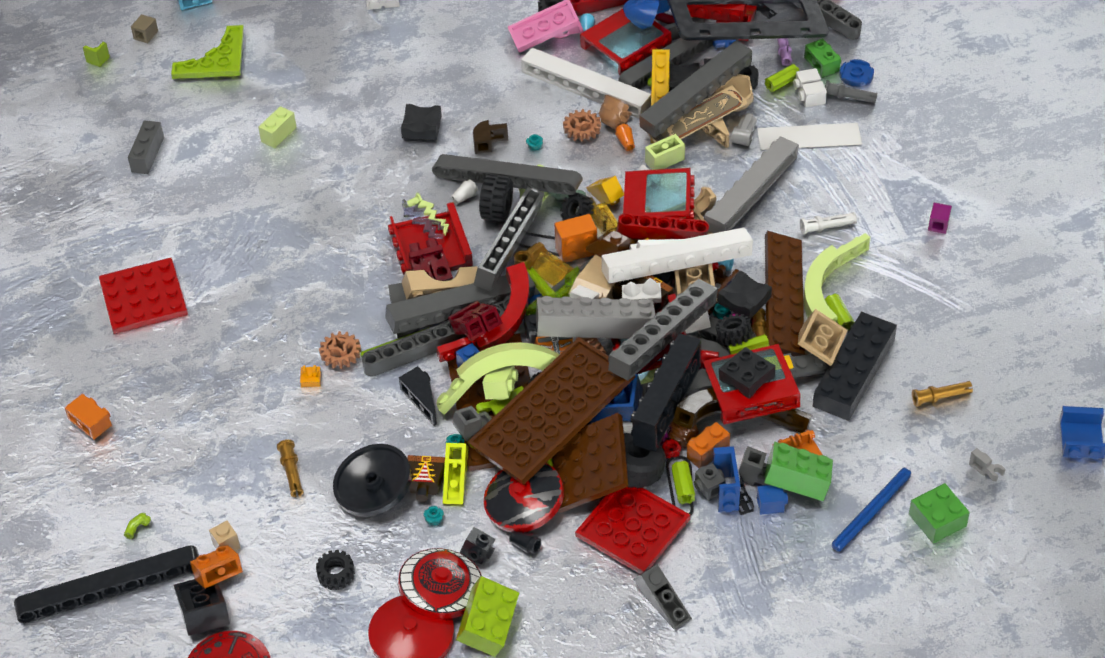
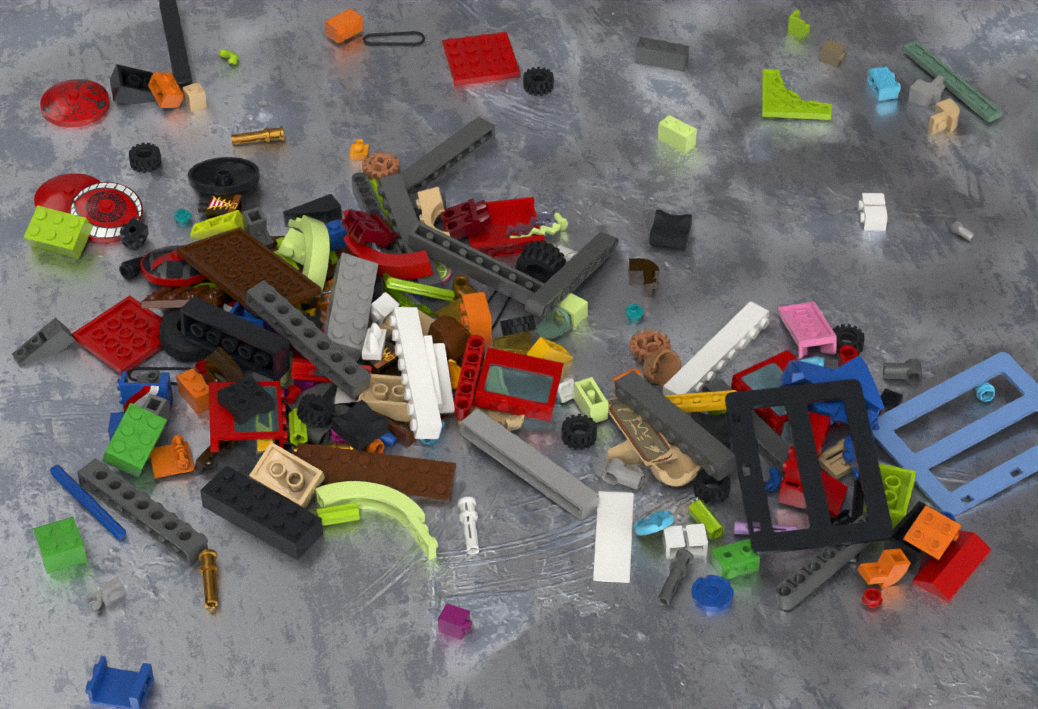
camera: 95 degrees right, 5 degrees down
(110, 375) = (394, 43): none -> black piece
(189, 248) = (538, 81): none -> black tyre
(327, 302) = (448, 155): none -> dark grey brick
(683, 482) = (164, 366): lime axle -> none
(699, 155) = (579, 440): none -> black tyre
(799, 103) = (655, 522): none -> medium azure tile
(875, 459) = (142, 511): none -> dark grey brick

